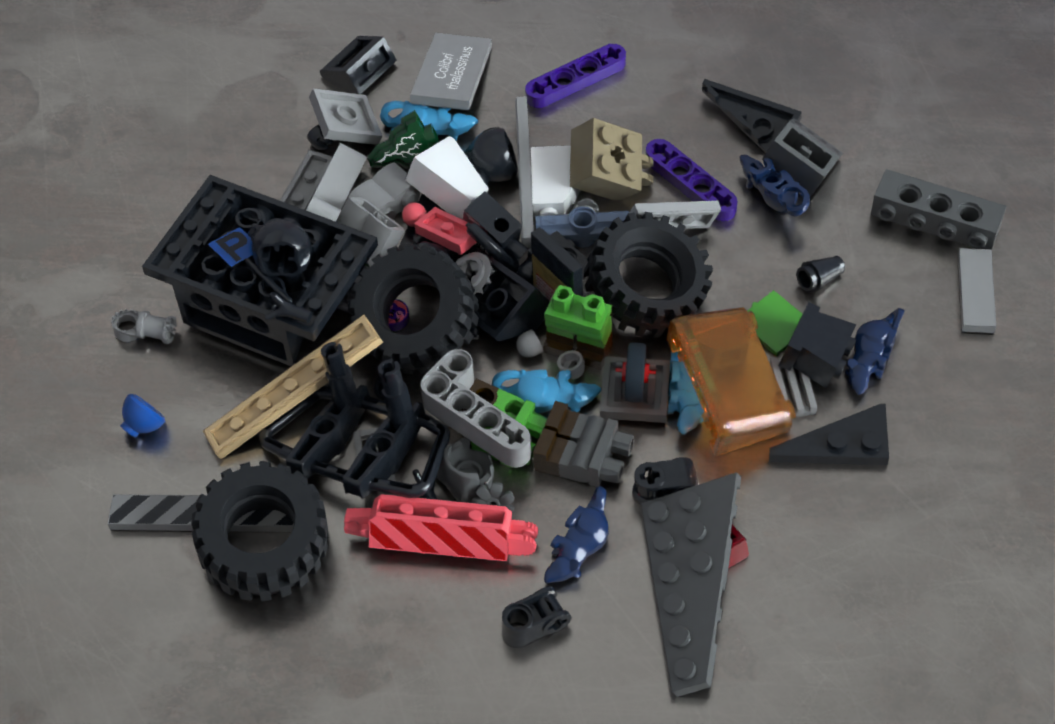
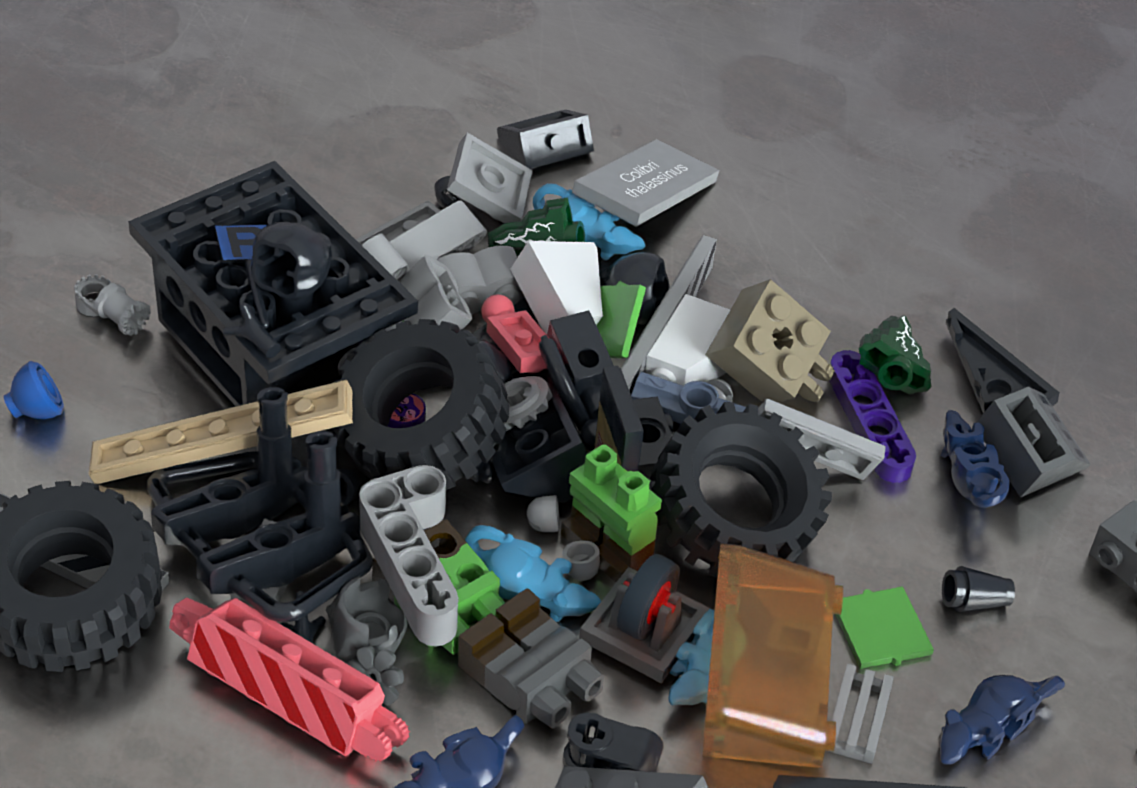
camera: 20 degrees right, 10 degrees down
(501, 181) = (620, 315): none -> bright green piece
(611, 56) = (852, 248): dark purple beam -> none
(685, 130) = (895, 356): none -> dark green rock
(819, 345) = (918, 674): black hips -> none

